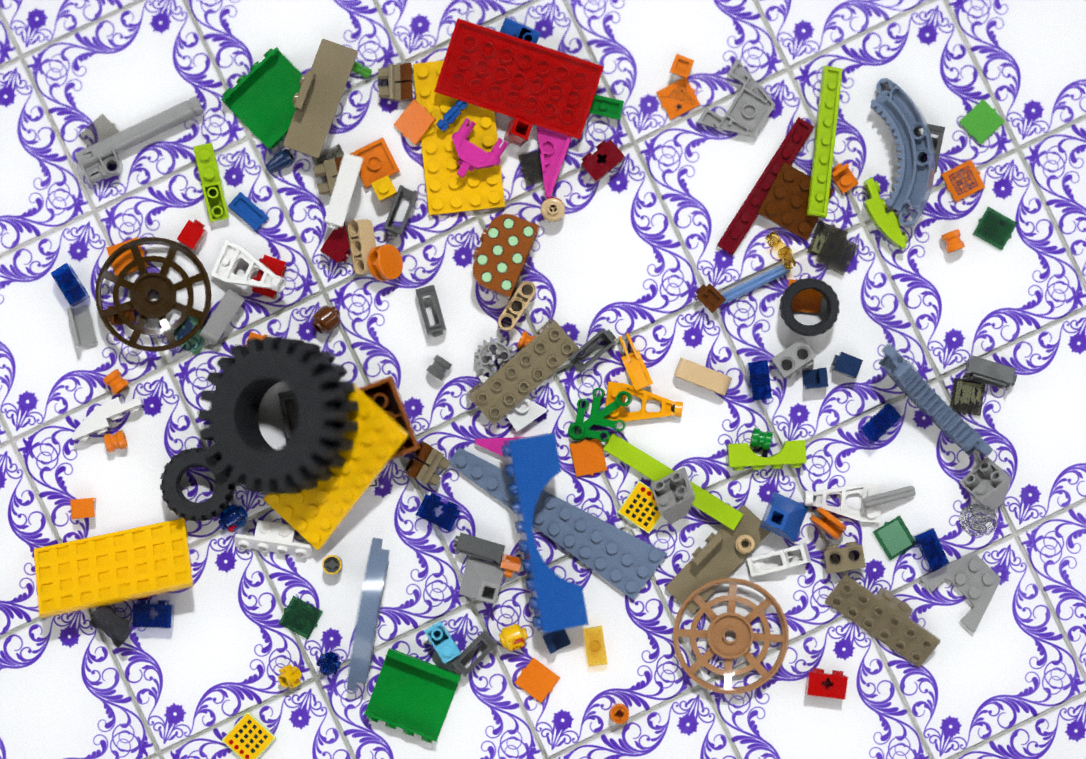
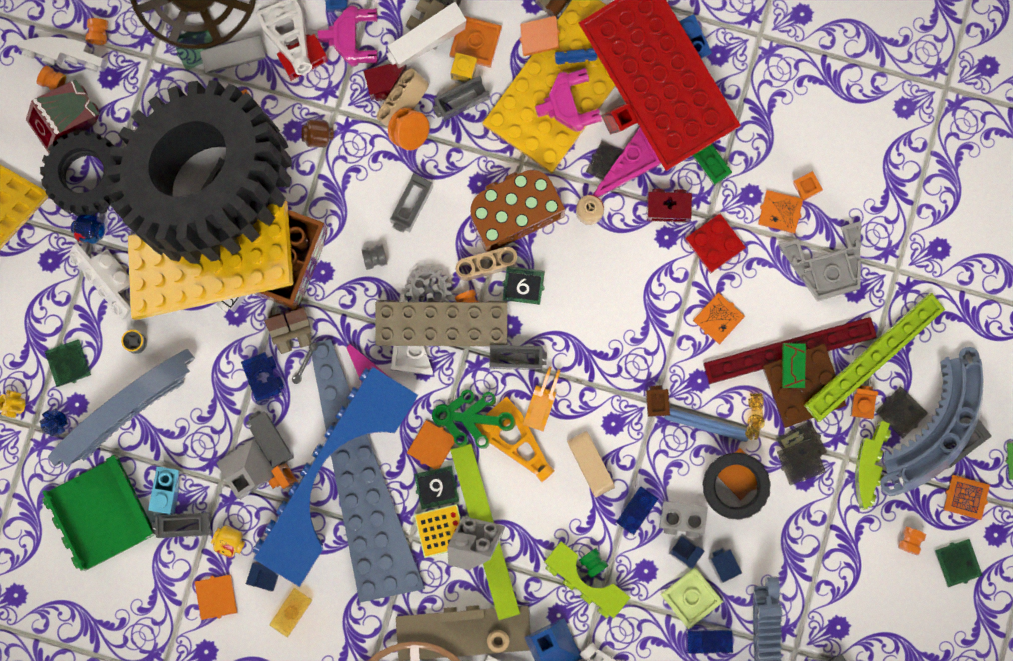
camera: 40 degrees right, 5 degrees down
(145, 458) = (61, 112): none -> slope
(283, 238) = (343, 35): none -> dark pink connector
(460, 493) = (297, 378): none -> dark grey hinge
(554, 299) = (523, 285): none -> piece
(615, 481) = (436, 487): none -> piece
(654, 158) = (715, 243): none -> red plate
(700, 206) = (718, 318): none -> orange piece
(777, 195) = (793, 365): none -> green tile
(844, 405) = (691, 598): none -> yellowish green tile
(873, 162) = (901, 412): none -> clear smoke piece

